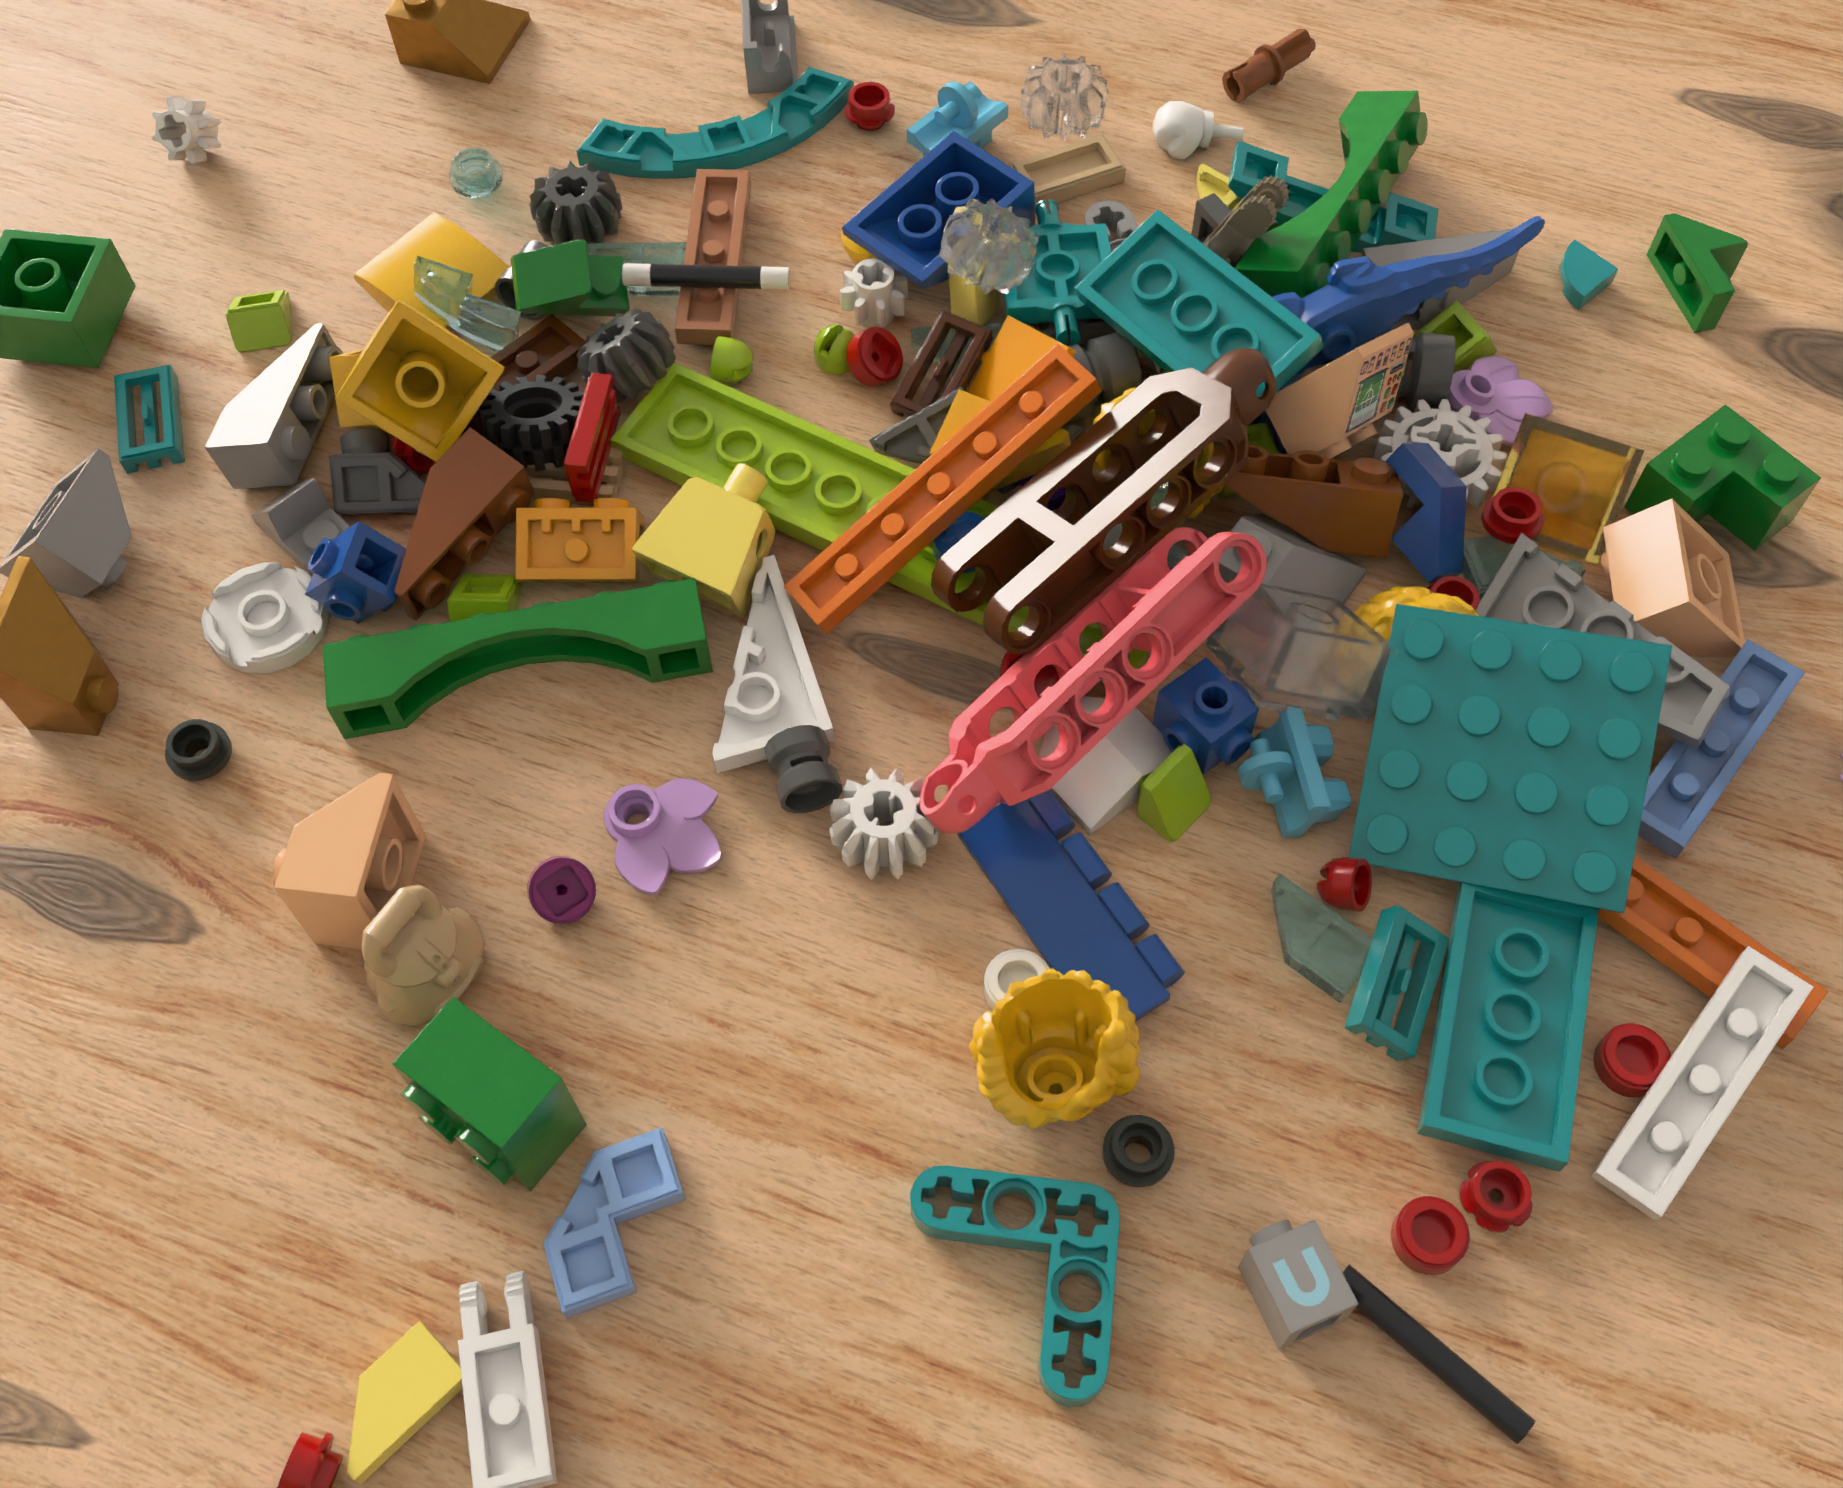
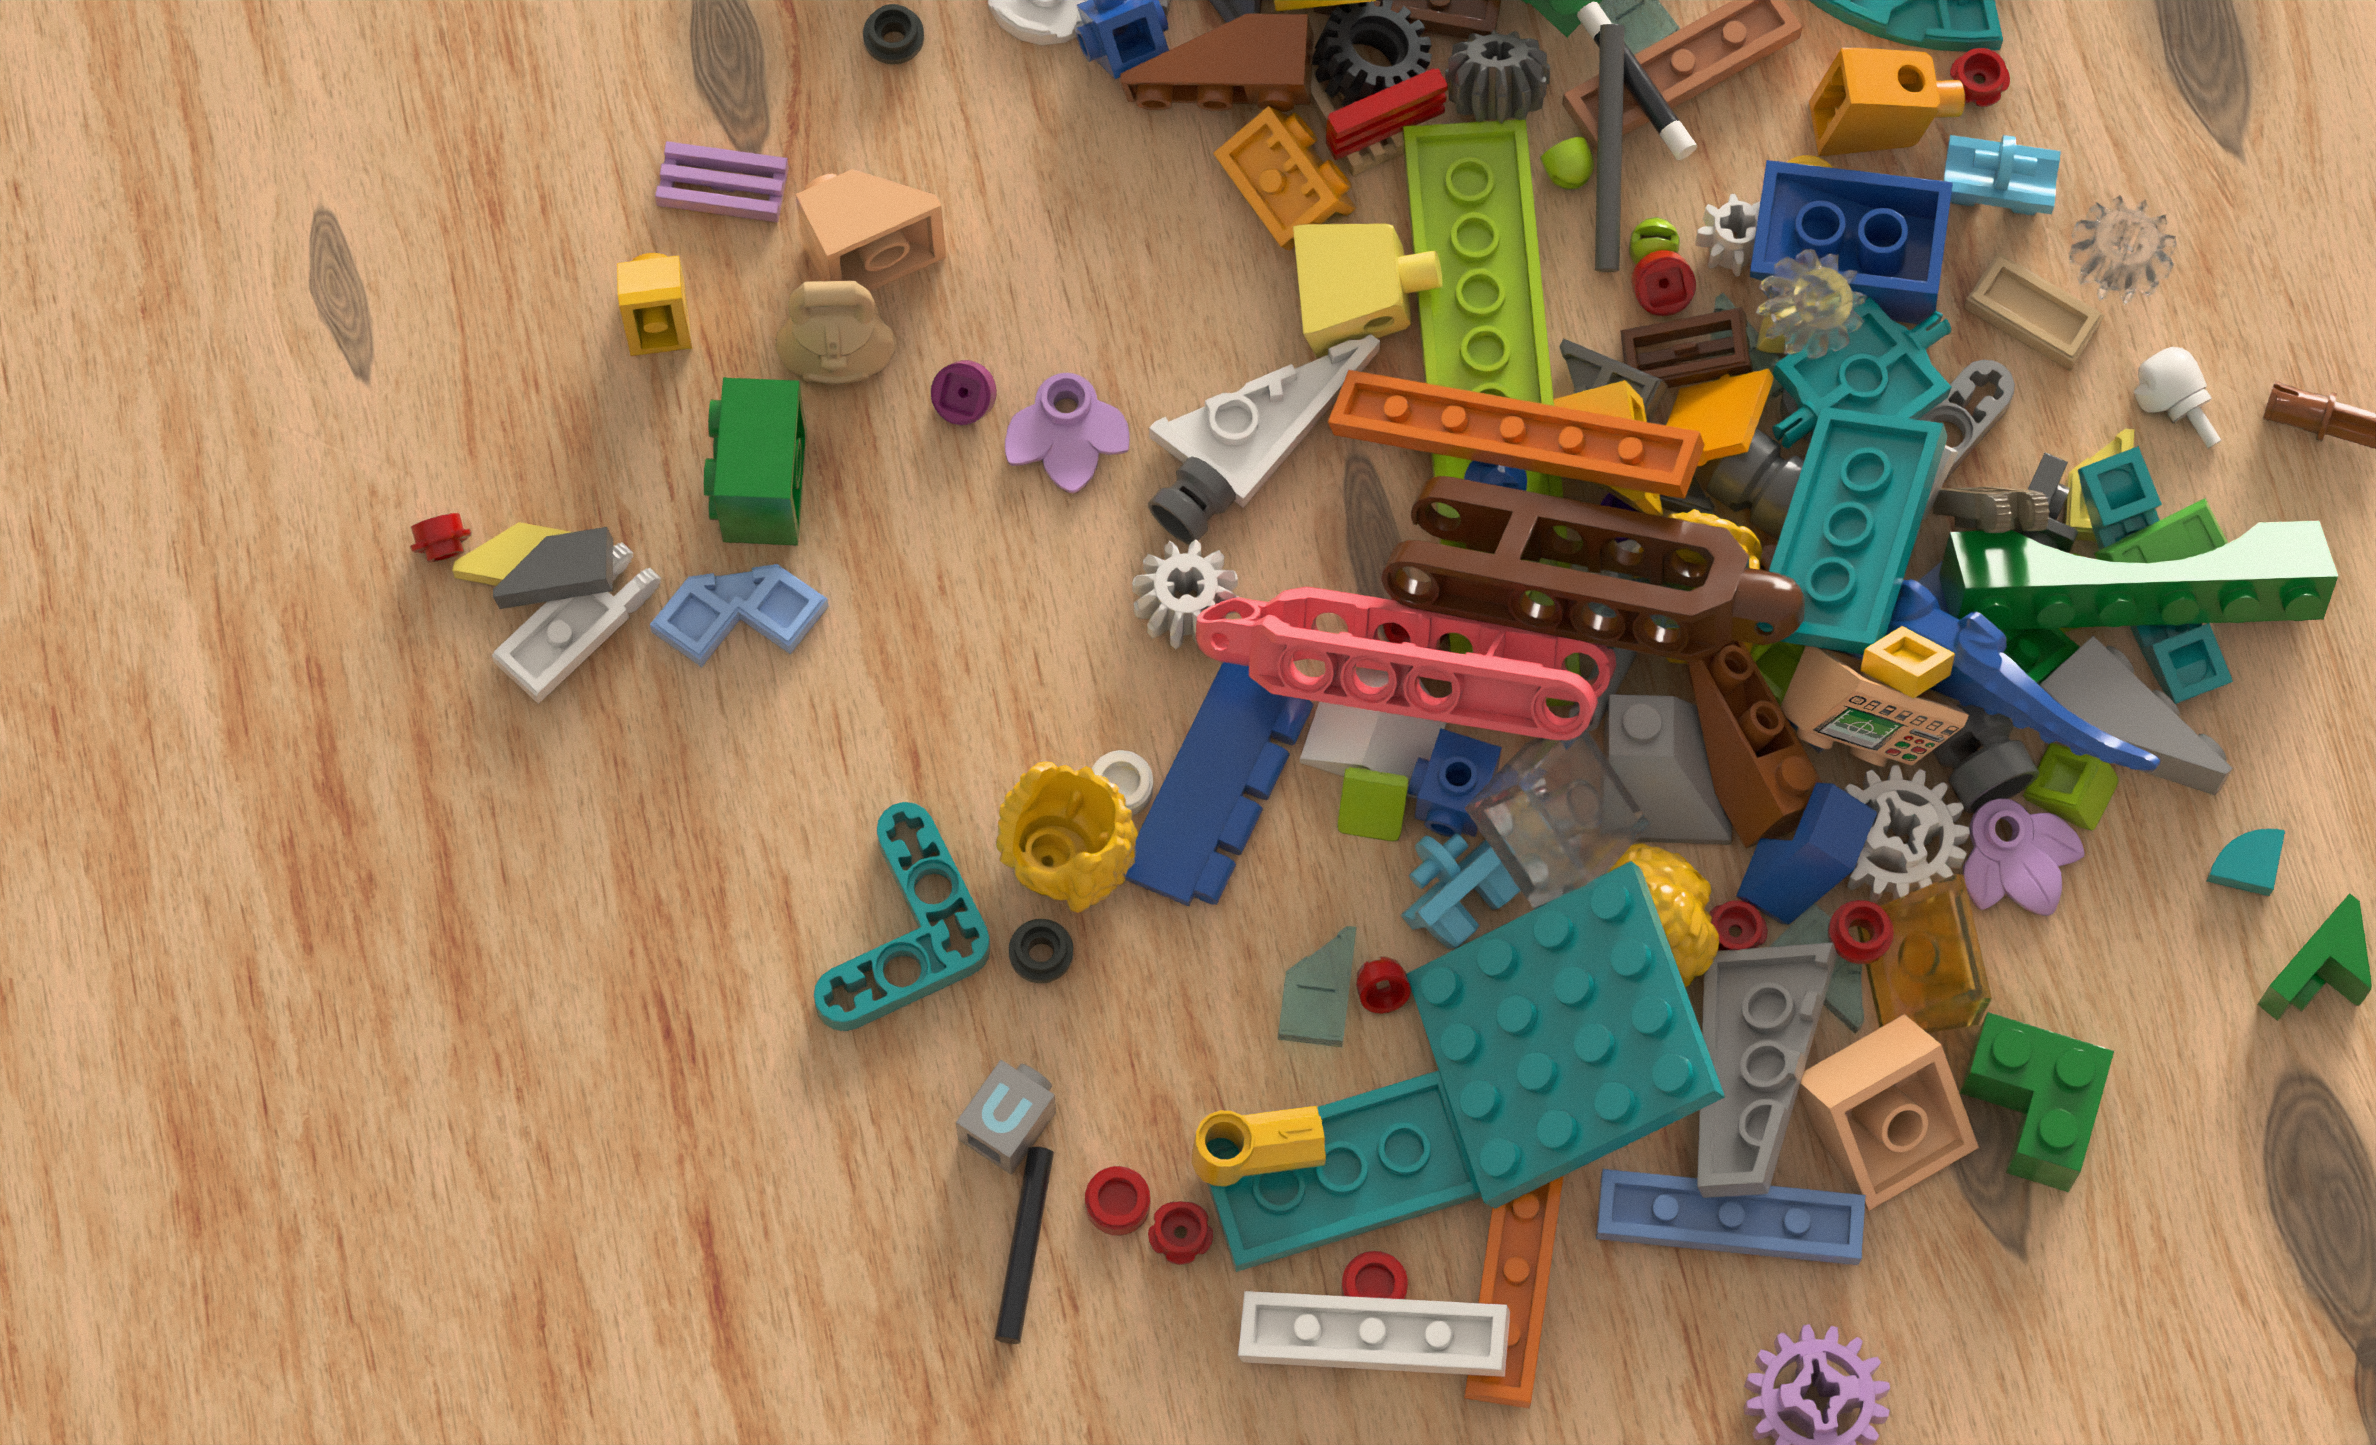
camera: 55 degrees right, 10 degrees up
(189, 964) = (722, 160): none -> lavender tile
(258, 1097) = (653, 304): none -> yellow slope
(397, 675) = (1056, 132): green arch -> none
(443, 1364) = (560, 569): none -> dark grey tile
(483, 594) = (1176, 146): lime slope -> none
(743, 322) = (1609, 148): none -> dark grey bar
(843, 157) = (1879, 101): none -> light orange torso
(1314, 171) = (2170, 539): none -> bright green tile
(1349, 324) = (1907, 662): none -> yellow tile
(1388, 975) = (1308, 1043): teal tile -> none
(1470, 1063) = (1265, 1143): none -> yellow piece

